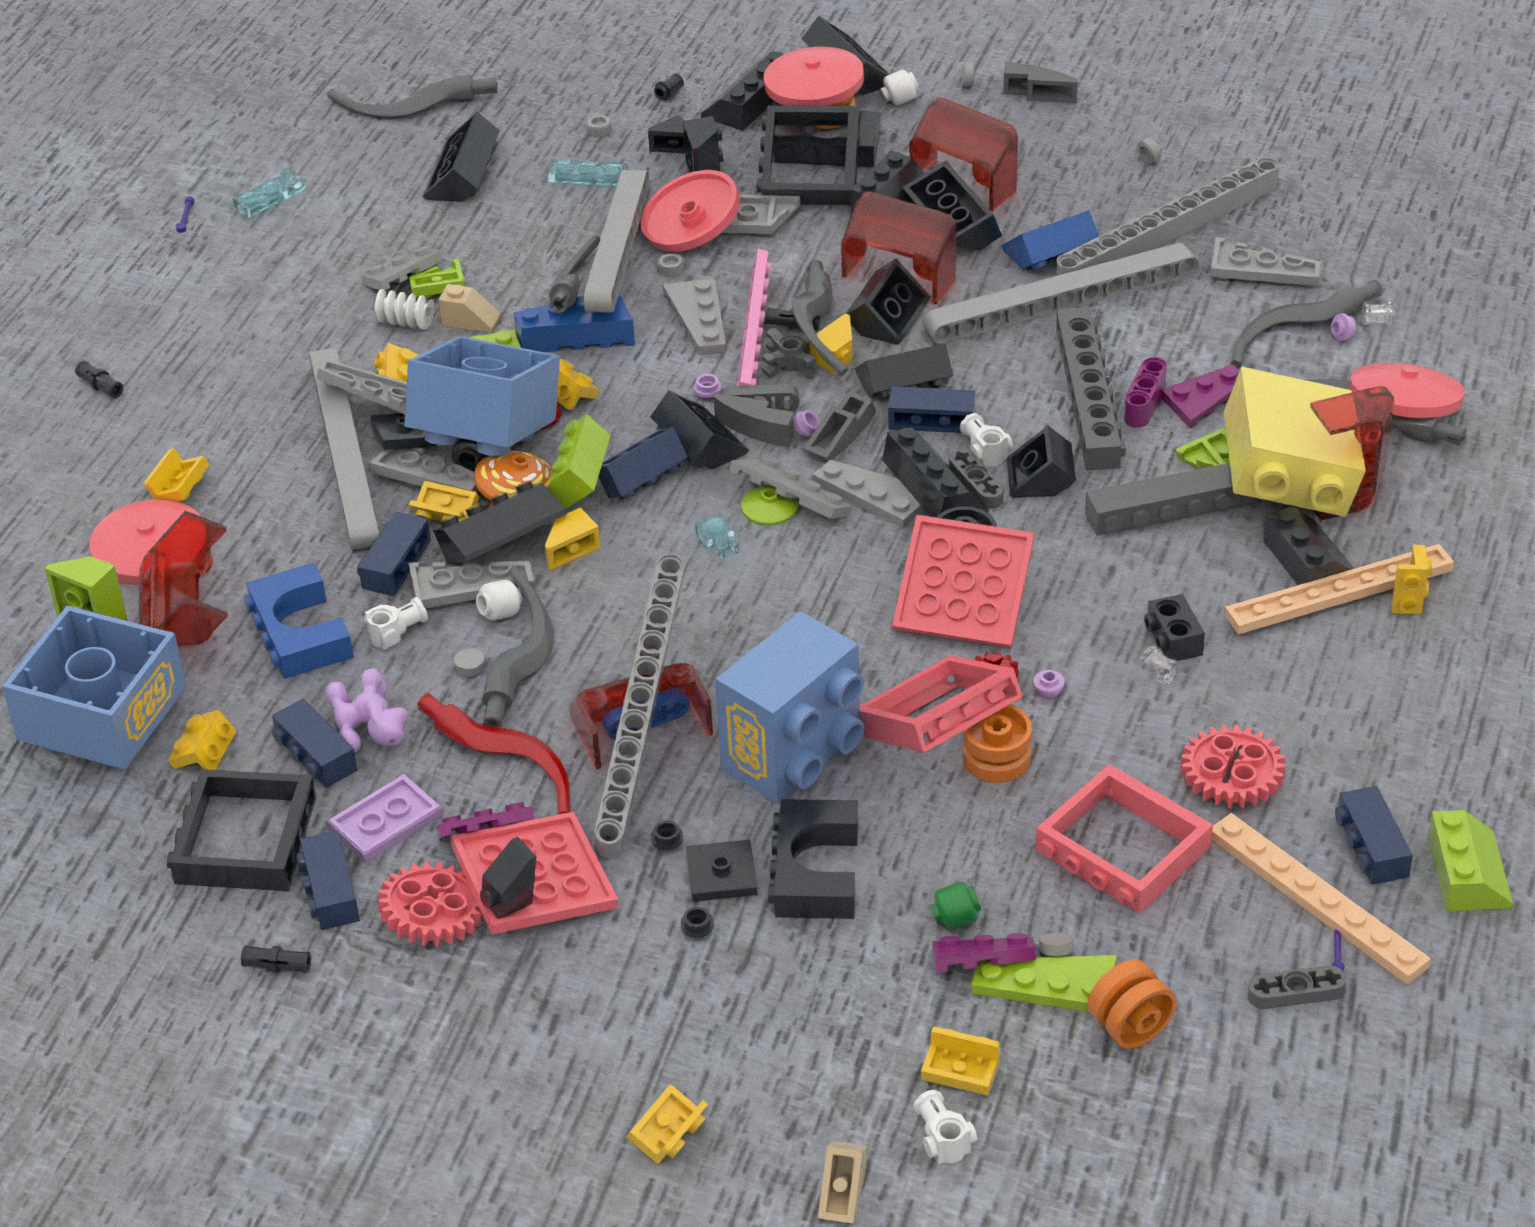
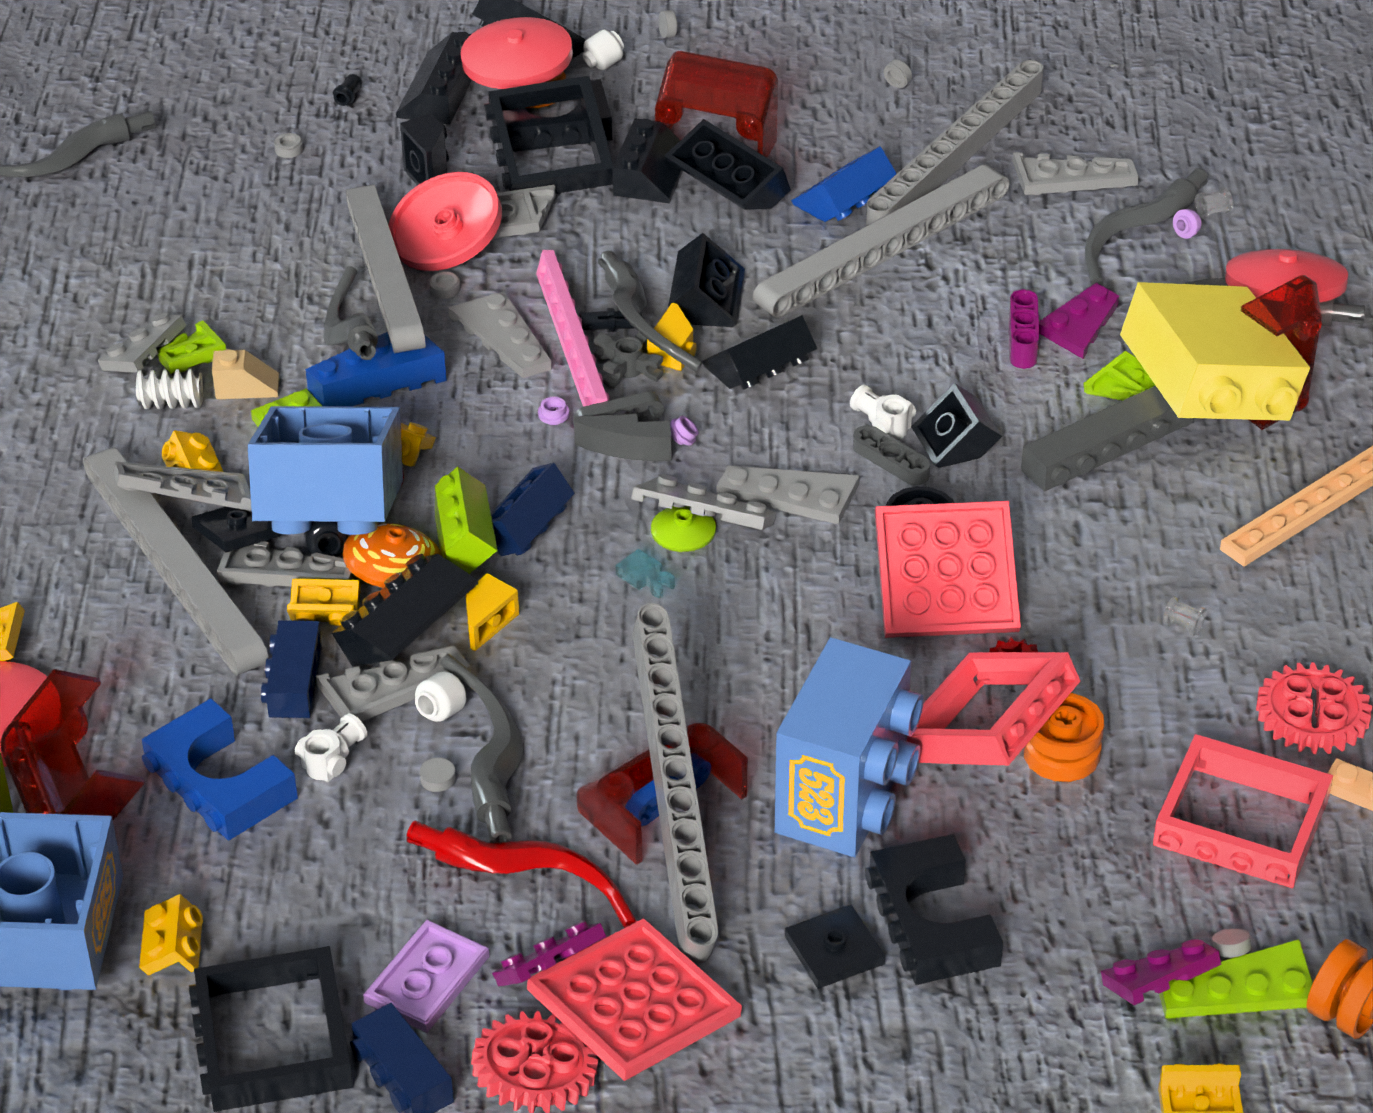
camera: 20 degrees left, 0 degrees up
(314, 743) = (306, 907): dark blue brick -> none
(369, 707) = (353, 853): lavender animal -> none
(463, 161) = (154, 211): black slope -> none
(509, 880) = (631, 1012): black slope -> none
(586, 172) = (302, 199): clear light blue plate -> none
(666, 836) = (757, 921): black plate -> none
(667, 136) = (379, 143): black slope -> none
(697, 922) = (838, 1011): black plate -> none
(700, 432) = (583, 469): black slope -> none
(841, 426) = (722, 427): dark grey slope -> none
(903, 230) = (701, 201): clear red windscreen -> none
(926, 473) = (844, 461): black slope -> none
(929, 408) = (809, 389): dark blue brick -> none
(956, 905) = (1109, 925): green head -> none
(1039, 83) = (748, 21): dark grey slope -> none
(1048, 683) = (1083, 659): lavender plate -> none
(1088, 389) = (963, 336): dark grey brick -> none
(1175, 627) = (1181, 572): black brick -> none
(1302, 546) = (1264, 463): black slope -> none

